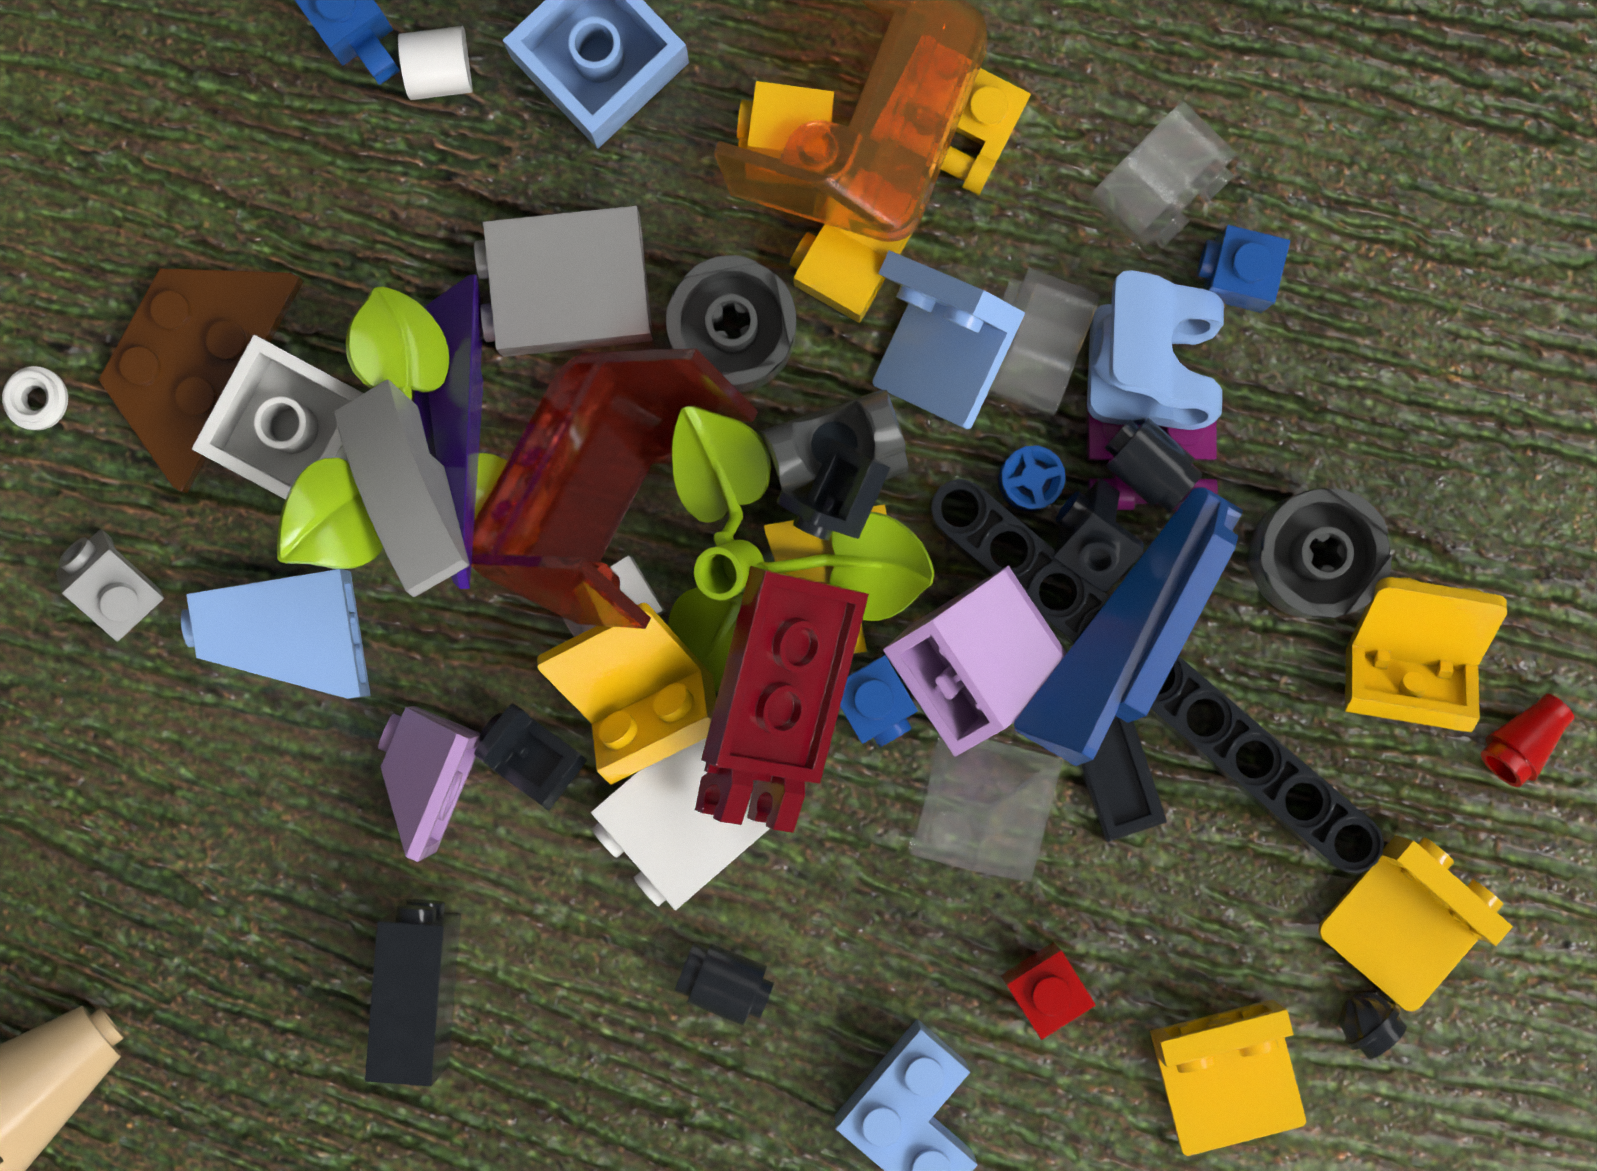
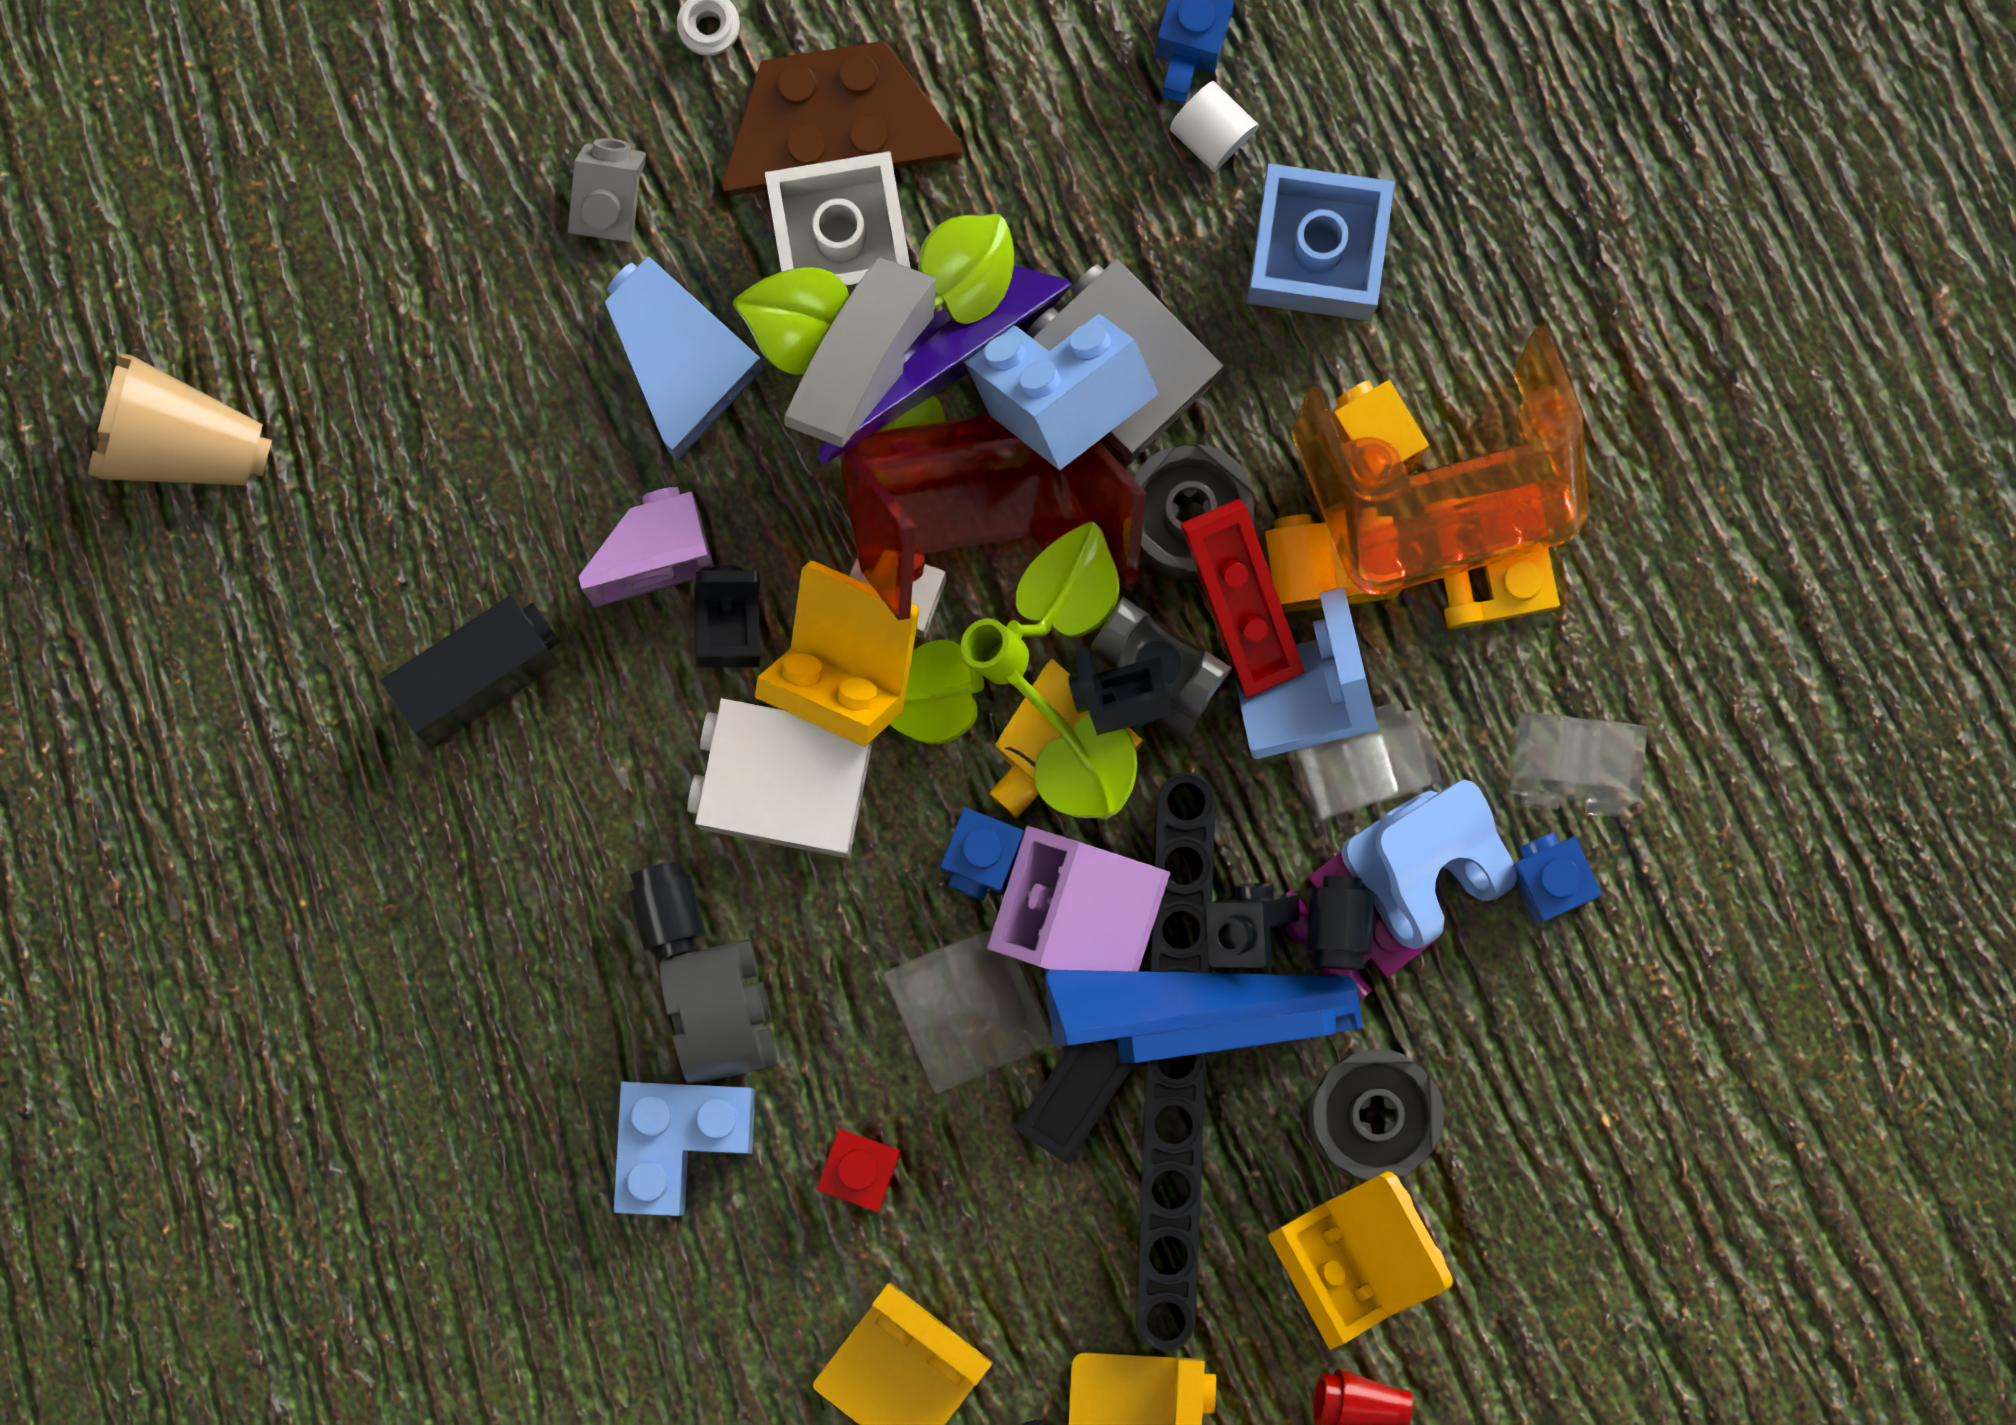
camera: 55 degrees right, 5 degrees down
(564, 348) = (1065, 395): none -> light blue brick
(778, 697) = (926, 768): dark red tile -> none
(835, 336) = (1242, 597): none -> red plate
(839, 1008) = (718, 1012): none -> dark grey brick
(1039, 465) = (1261, 834): blue wheel -> none

